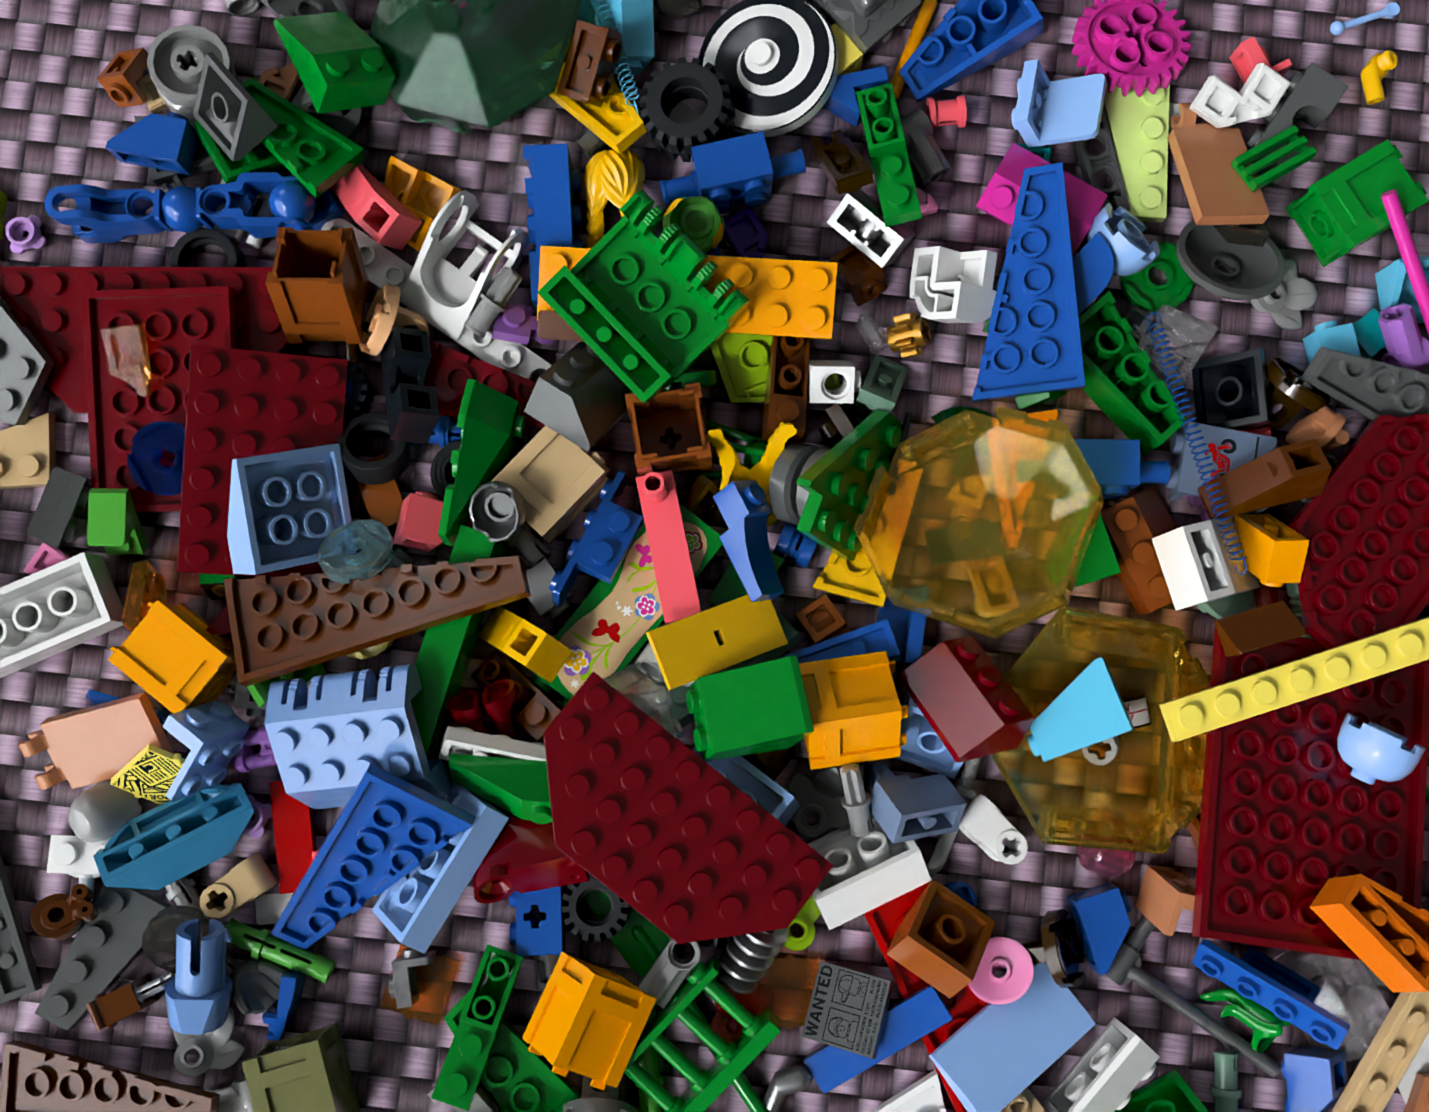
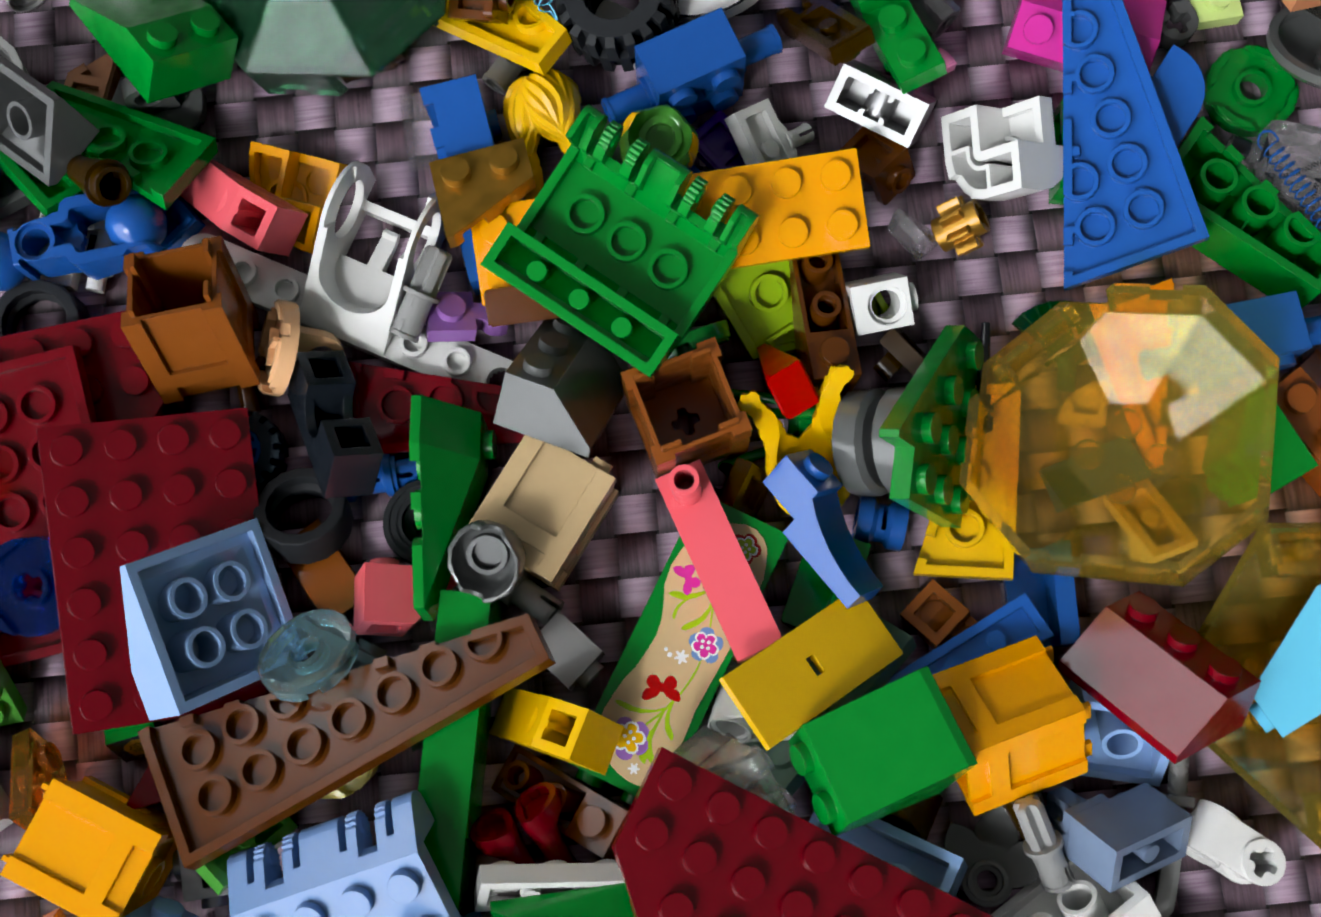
camera: 10 degrees left, 5 degrees down
(272, 165) = (100, 179): none -> dark brown cone
(552, 230) = (480, 185): none -> pearl gold wing
(603, 544) = (632, 574): blue bracket -> none
(747, 426) = (787, 381): none -> red slope
(777, 237) = (763, 137): none -> white plate
(881, 385) = (941, 297): sand green slope -> none
(1029, 401) = (1144, 270): green tile -> none
(1125, 238) = (1205, 44): light blue cylinder -> none

